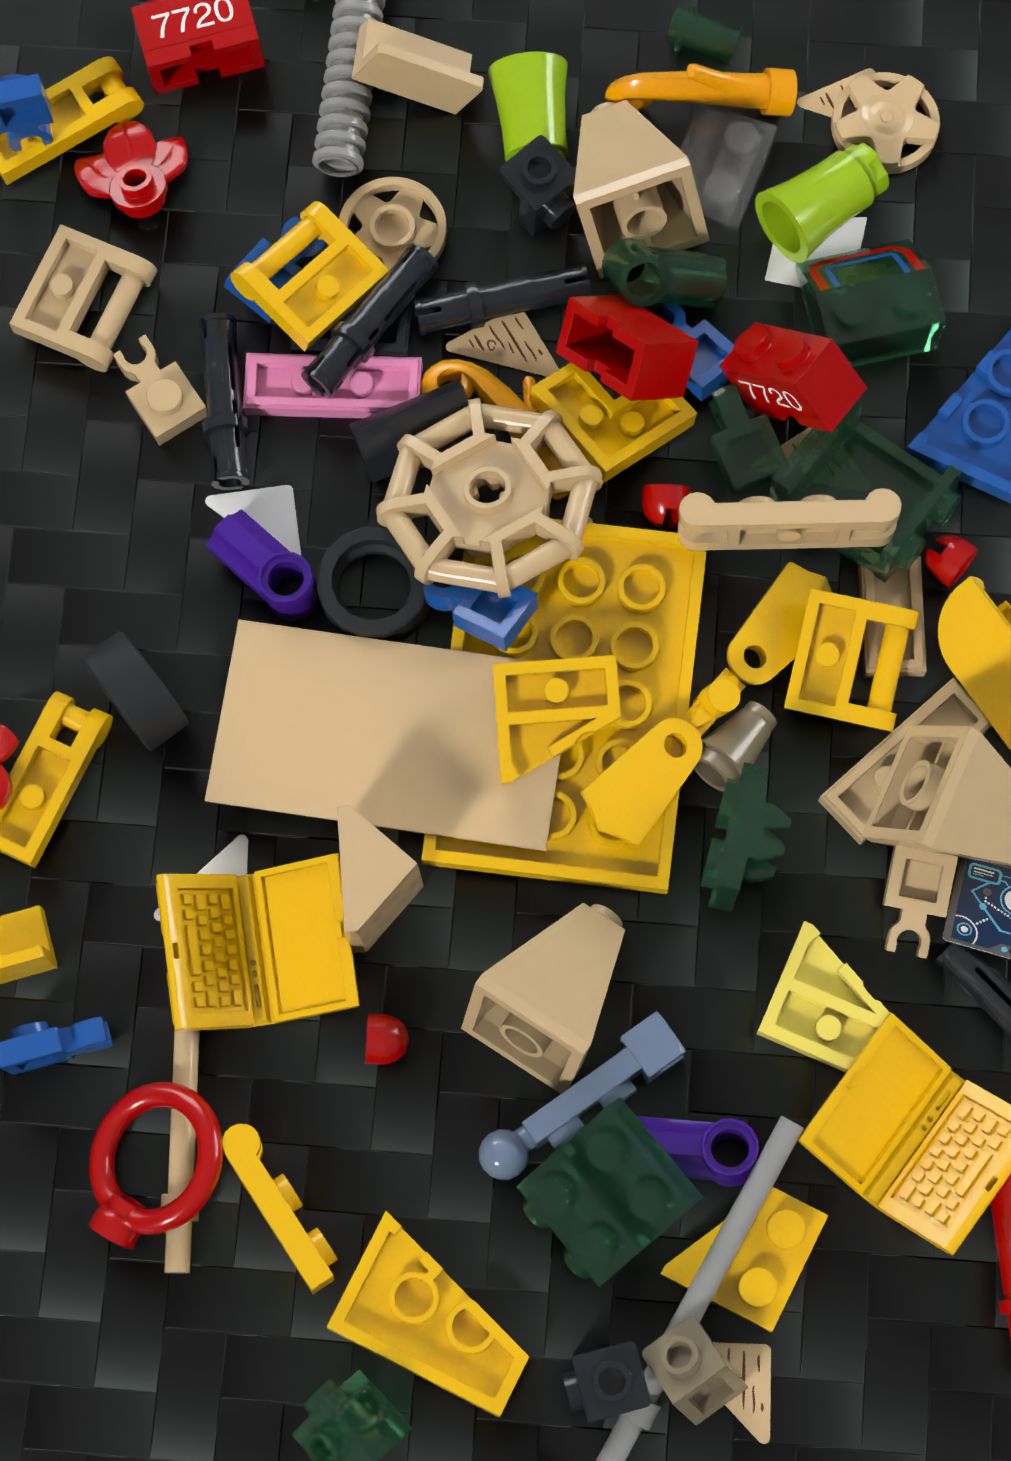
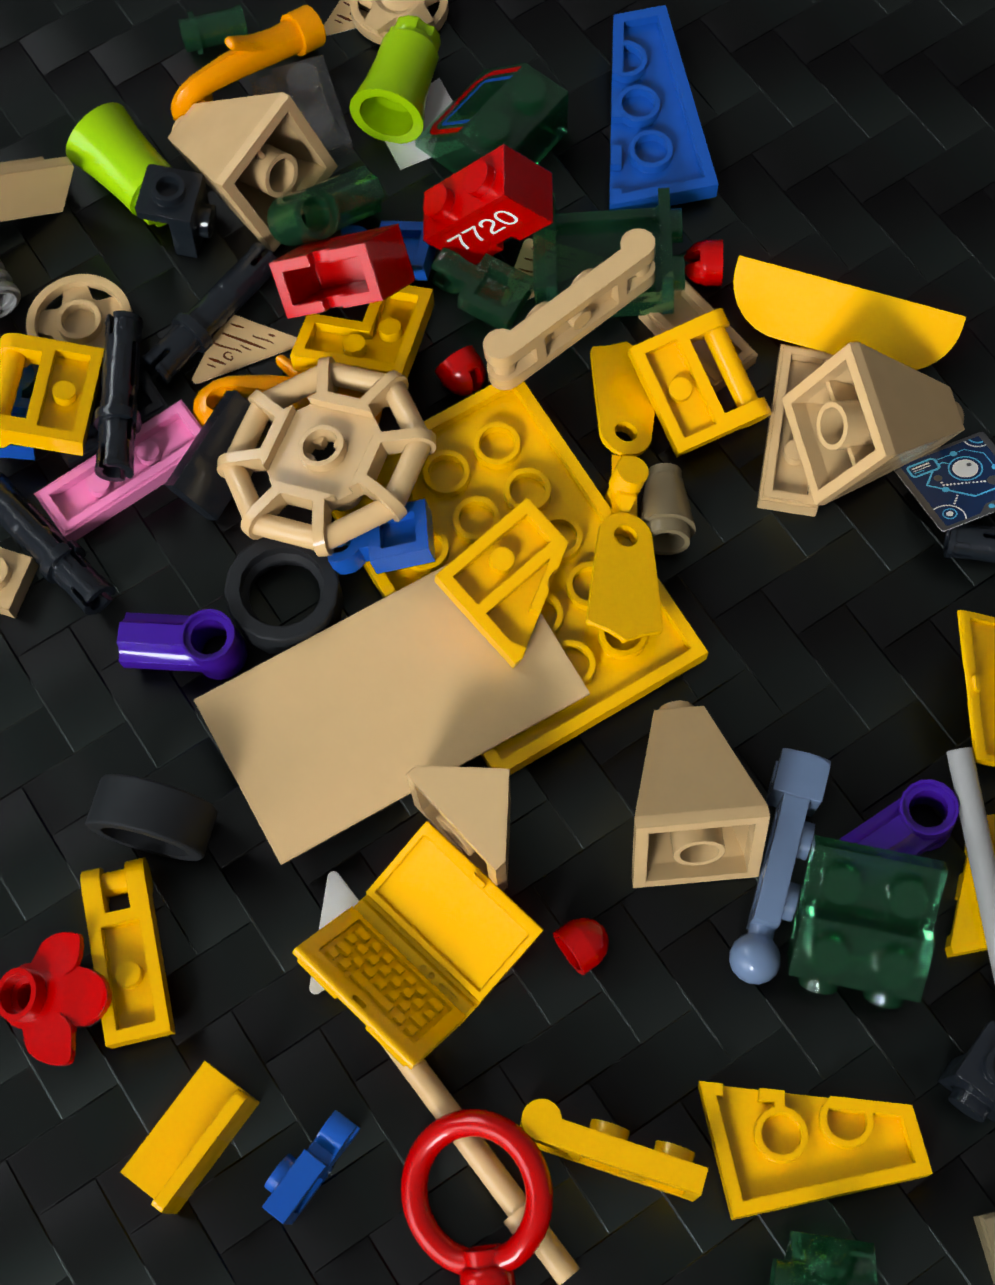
camera: 40 degrees left, 5 degrees down
(269, 507) = (146, 596): white sticker -> none
(746, 838) = (735, 564): clear green piece -> none
(821, 1005) = (896, 652): light yellow wing -> none
(919, 886) = (888, 510): tan plate -> none

